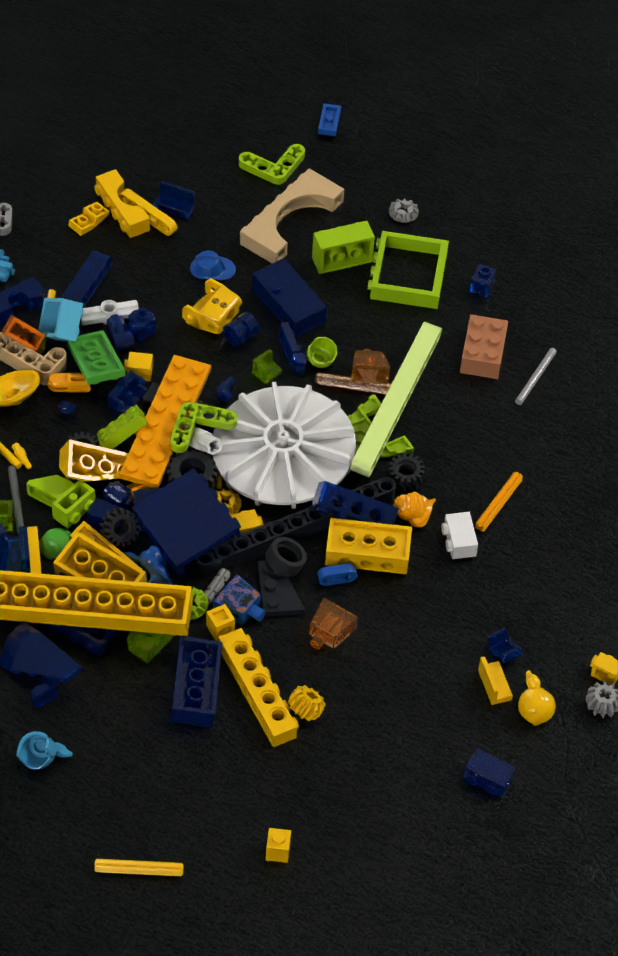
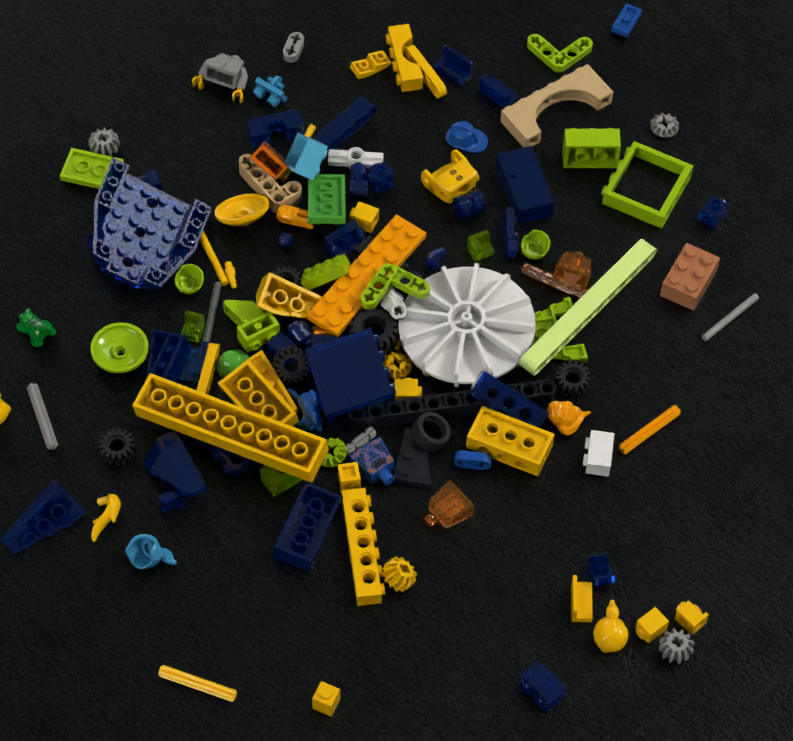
camera: 20 degrees right, 5 degrees up
(226, 215) = (497, 91): none -> clear blue panel
(572, 686) = (651, 625): none -> yellow brick

